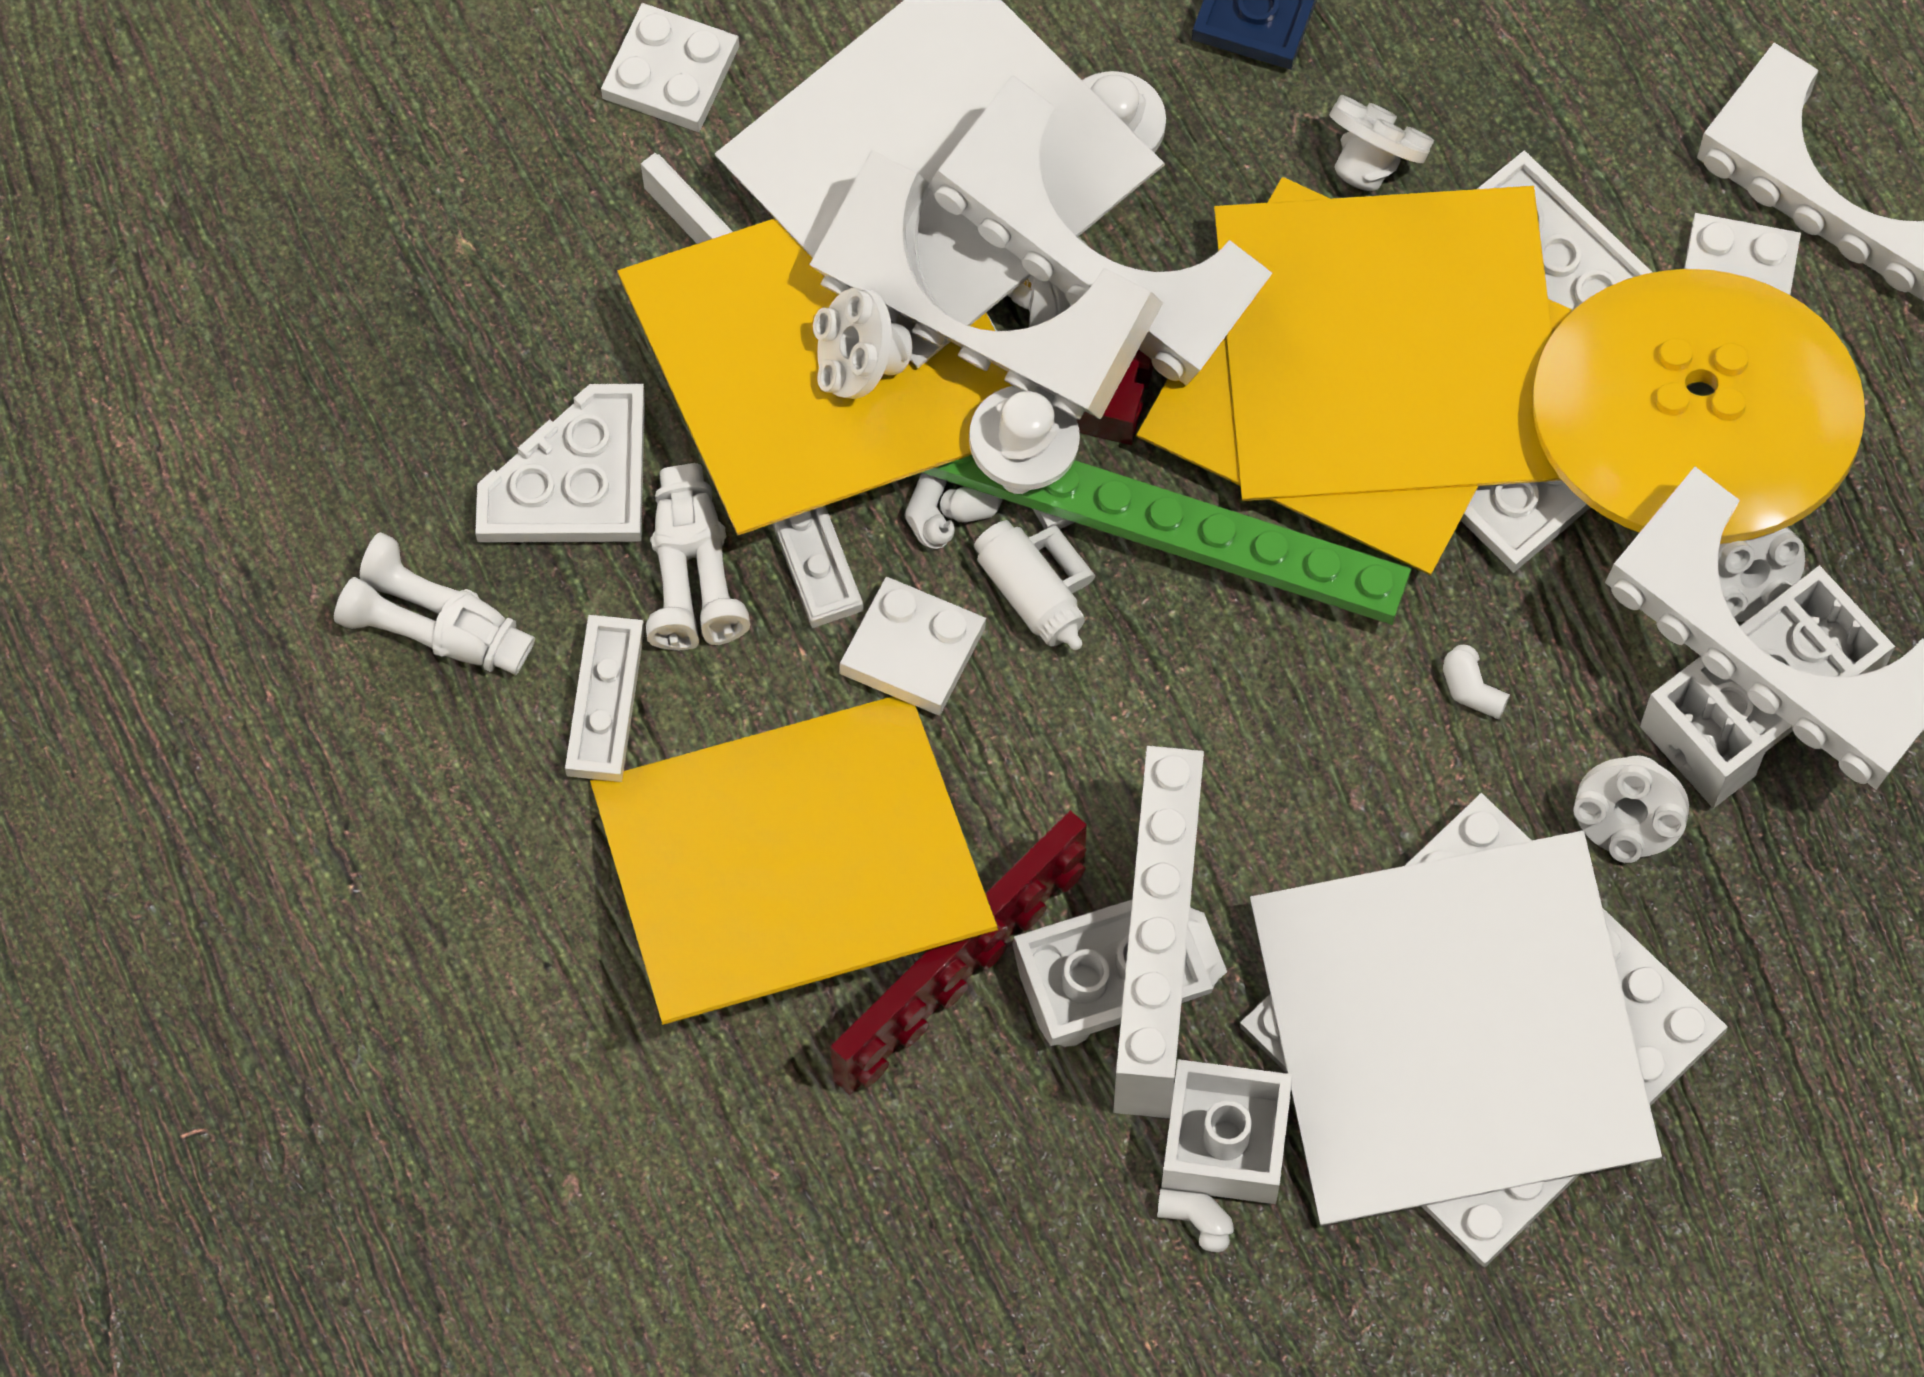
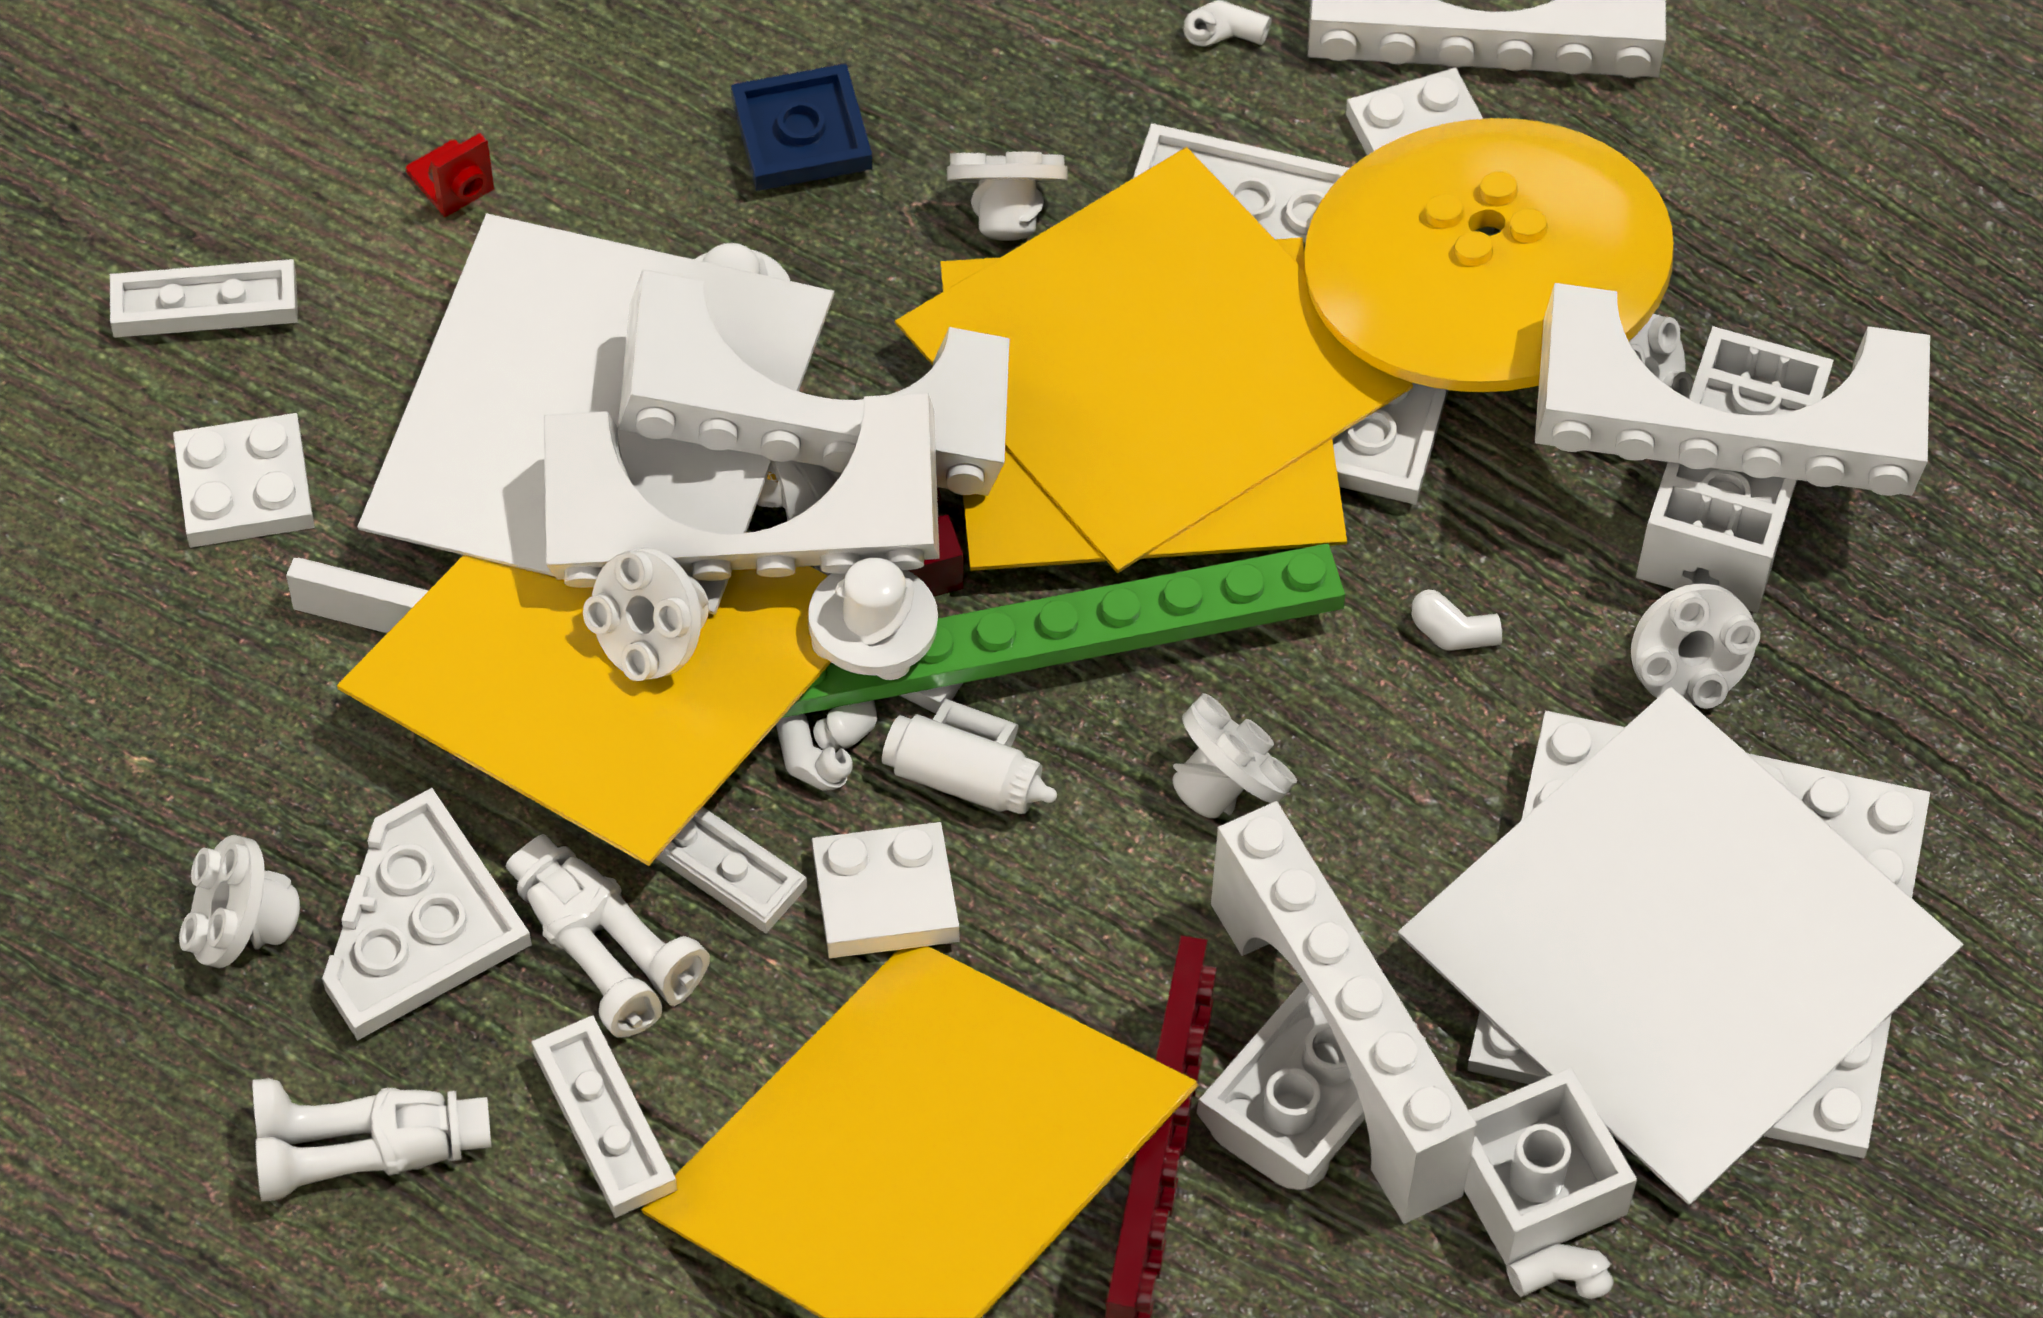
camera: 35 degrees left, 10 degrees down
(454, 395) = (236, 903): none -> white plate
(1222, 693) = (1227, 762): none -> white plate
(1646, 92) = (1224, 20): none -> white arm

